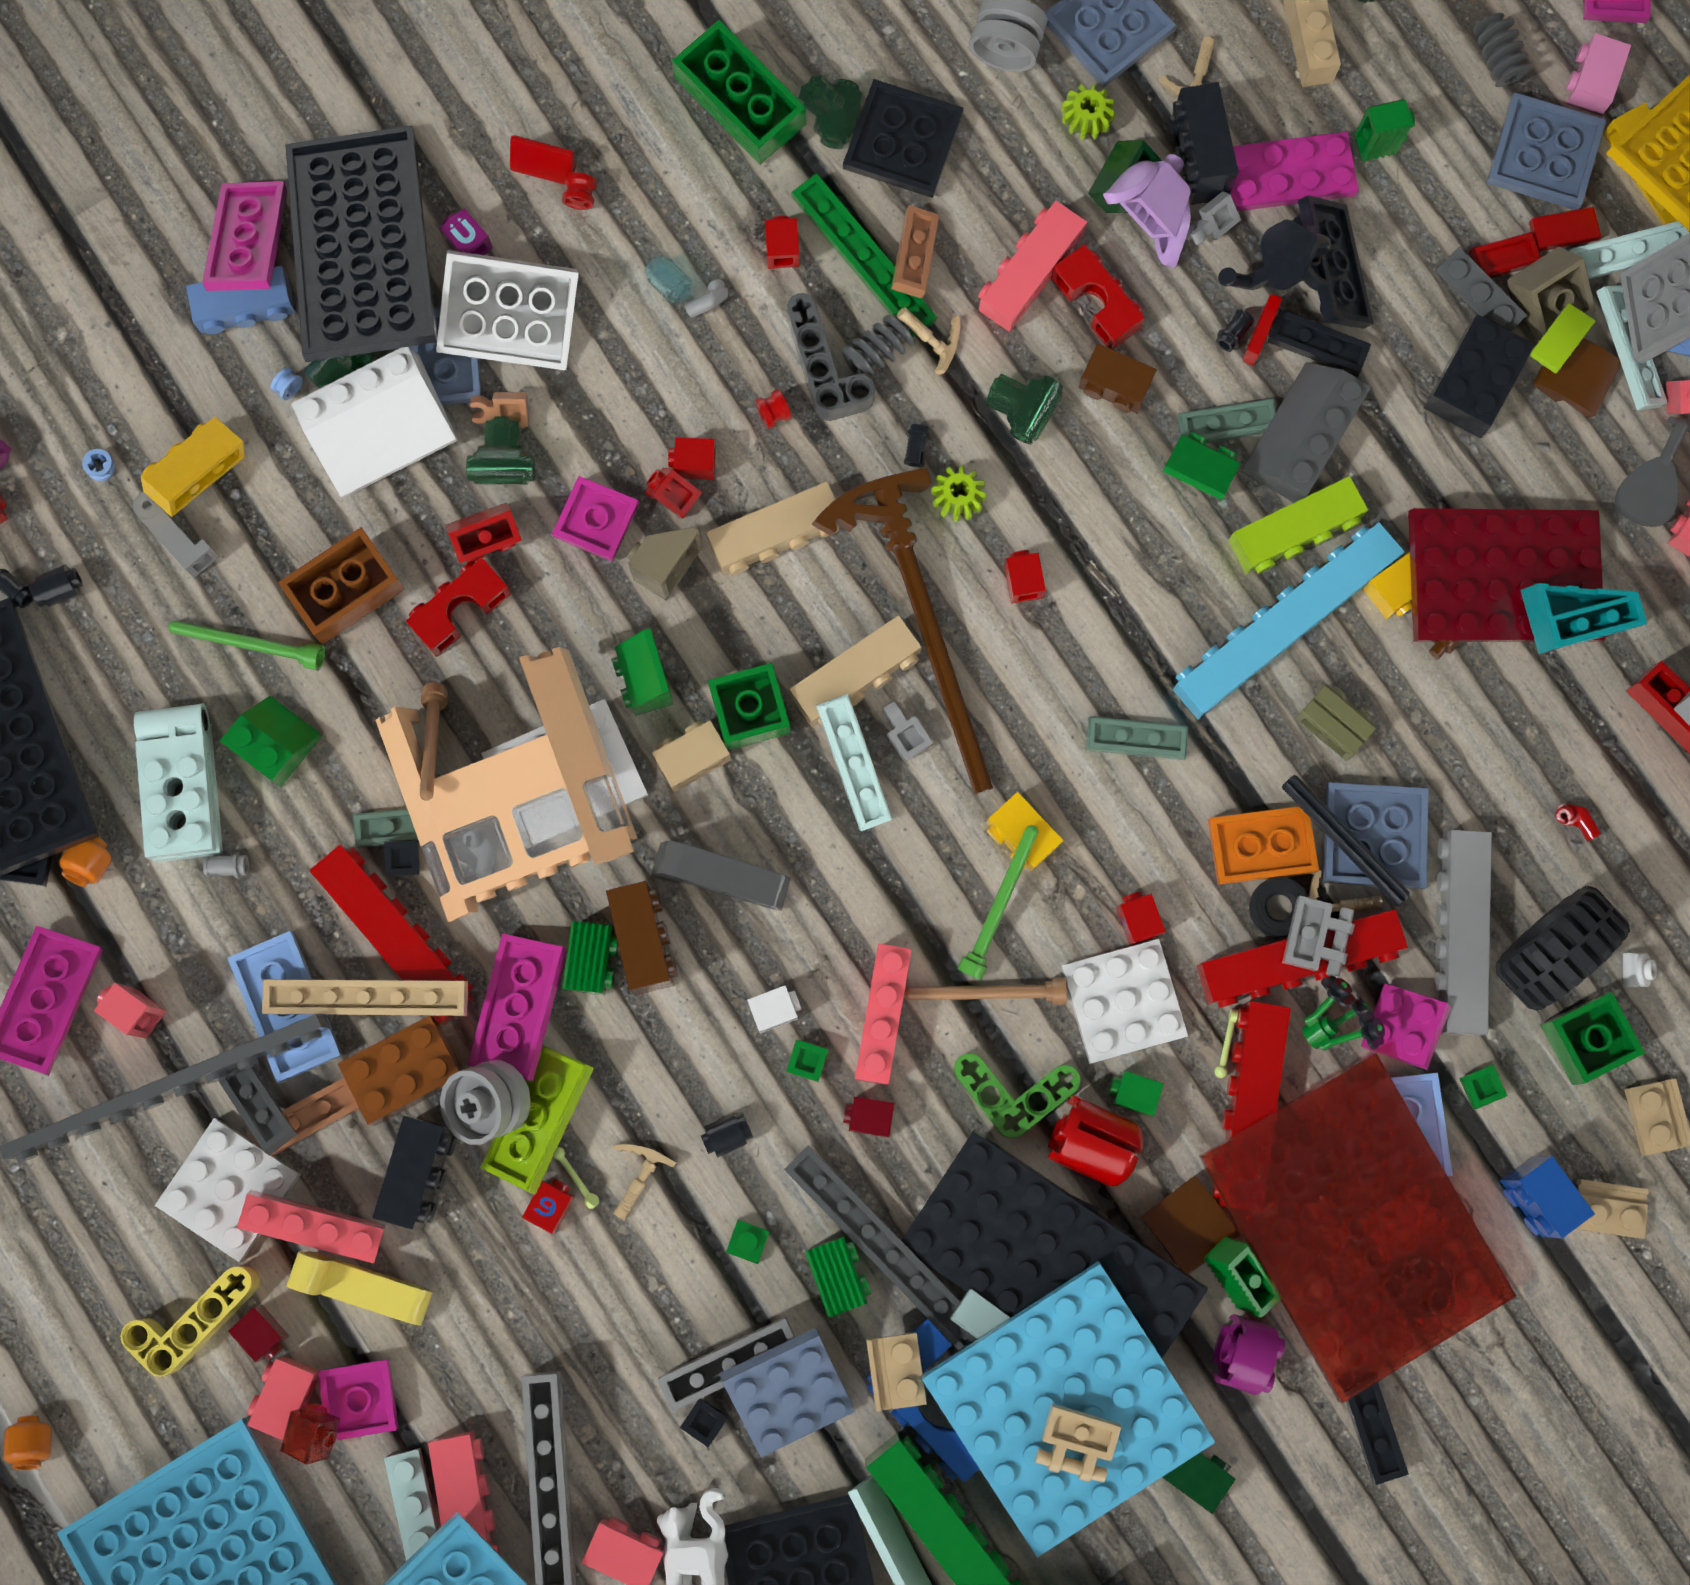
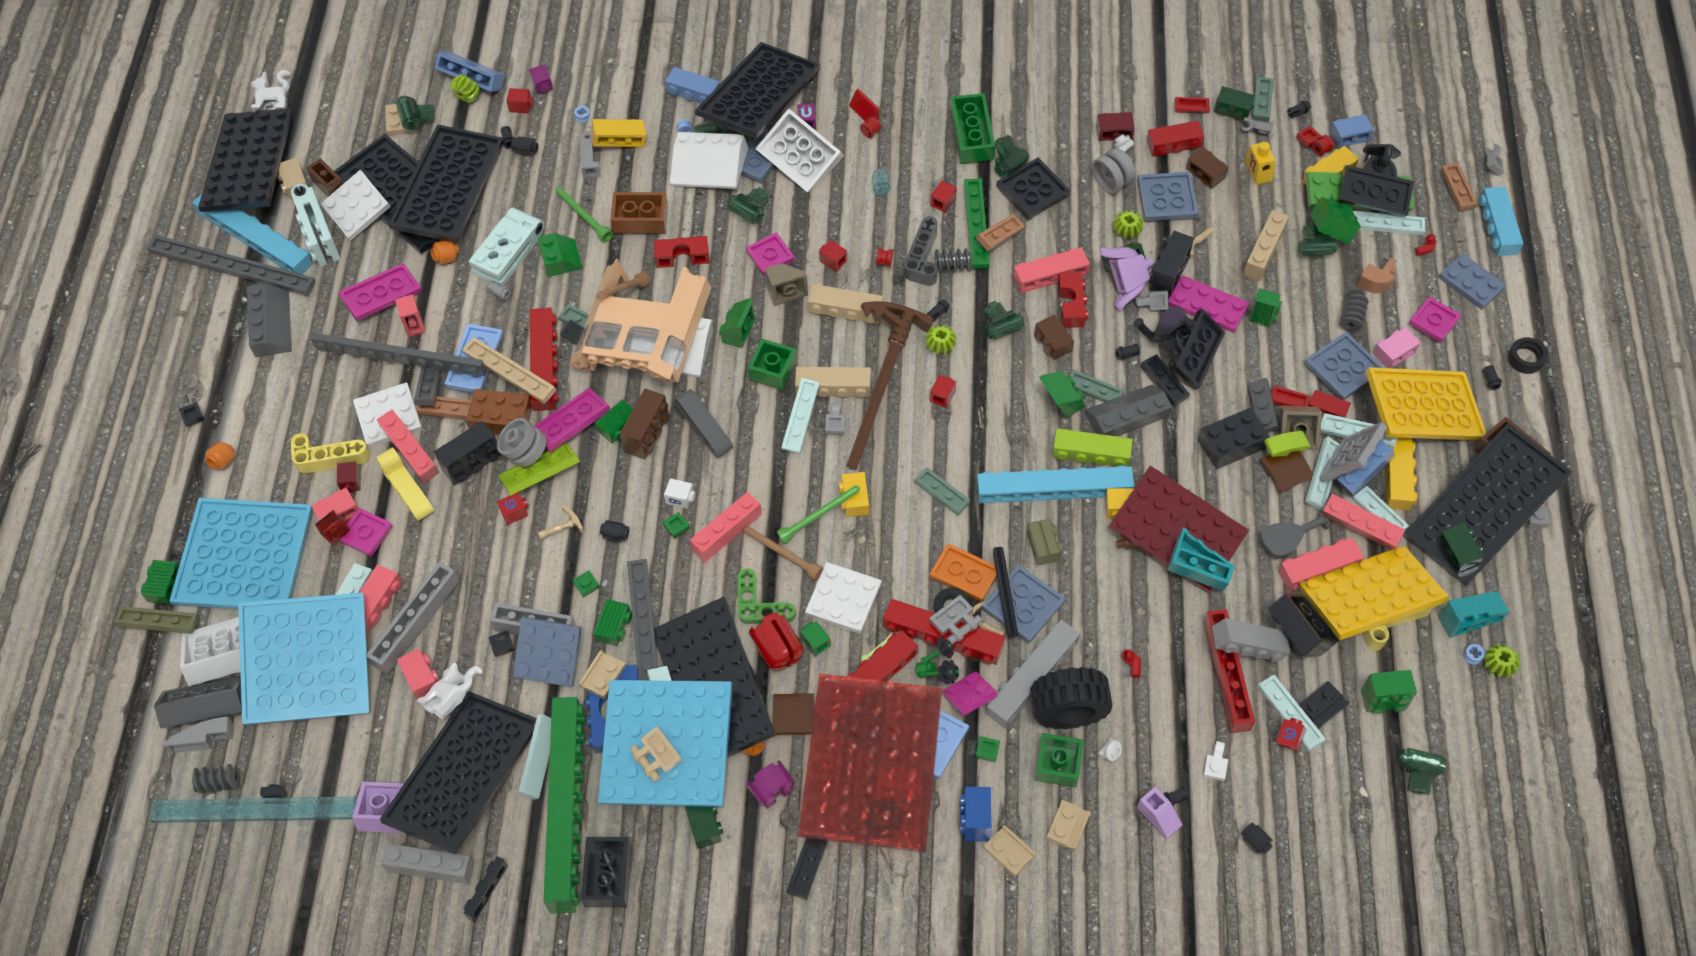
camera: 40 degrees right, 20 degrees down
(245, 236) = (713, 62): dark pink plate -> none
(483, 533) = (716, 228): red brick -> none
(508, 404) = (770, 188): nougat plate -> none
(591, 1200) = (533, 520): yellowish green hinge -> none
(672, 491) = (812, 263): red bracket -> none
(691, 755) = (730, 370): tan brick -> none
(708, 301) = (897, 200): light grey arm -> none
(869, 1116) = (684, 566): dark red brick -> none
(925, 334) = (977, 265): tan piece -> none
(1140, 918) = (879, 564): red brick -> none
(1242, 1276) = (797, 746): green brick -> none
(1261, 329) = (1134, 360): red tile -> none

